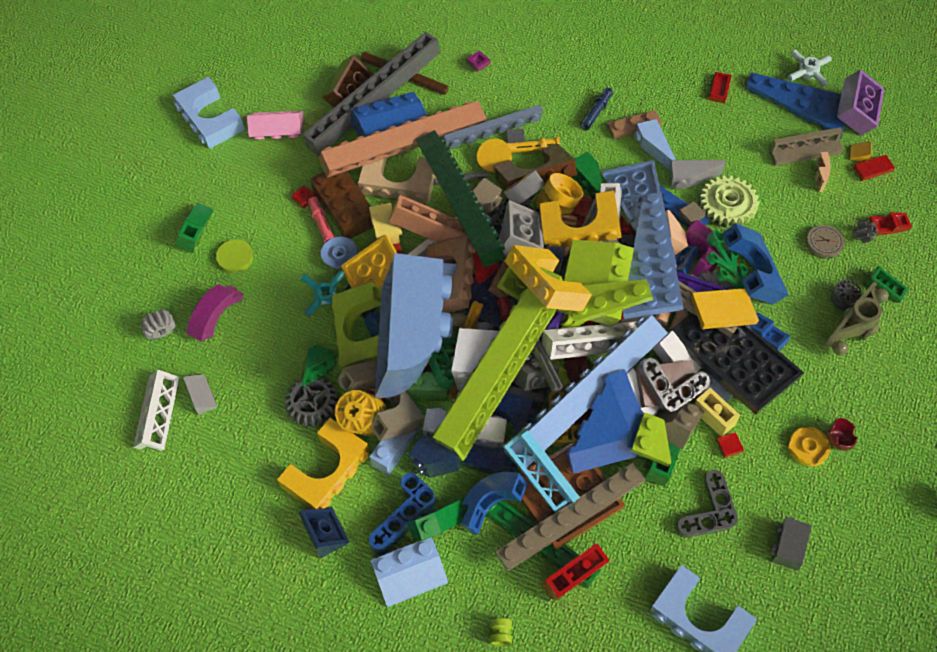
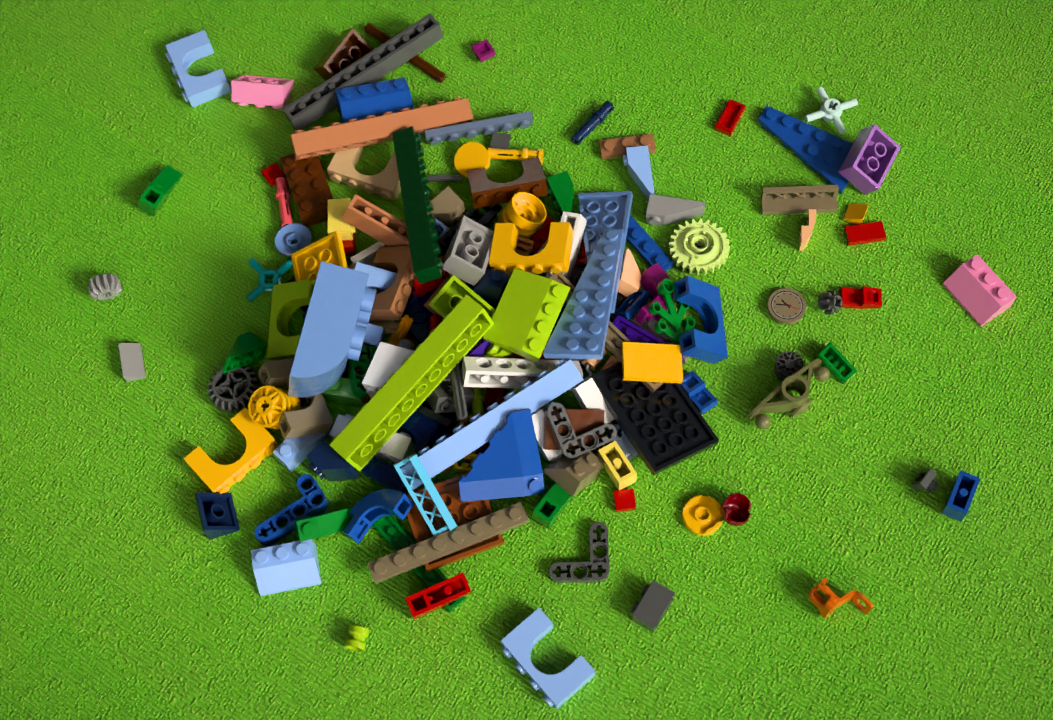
camera: 15 degrees right, 5 degrees up
(149, 408) = (82, 367): white fence -> none
(209, 309) = (155, 279): magenta arch -> none
(234, 256) = (193, 226): lime tile -> none
(525, 188) = (487, 203): dark grey slope -> none
(550, 291) = (466, 322): yellow arch -> none
(613, 297) = (522, 335): lime wing -> none
(652, 440) = (540, 483): lime wing -> none
(692, 213) = (655, 254): dark tan tile -> none

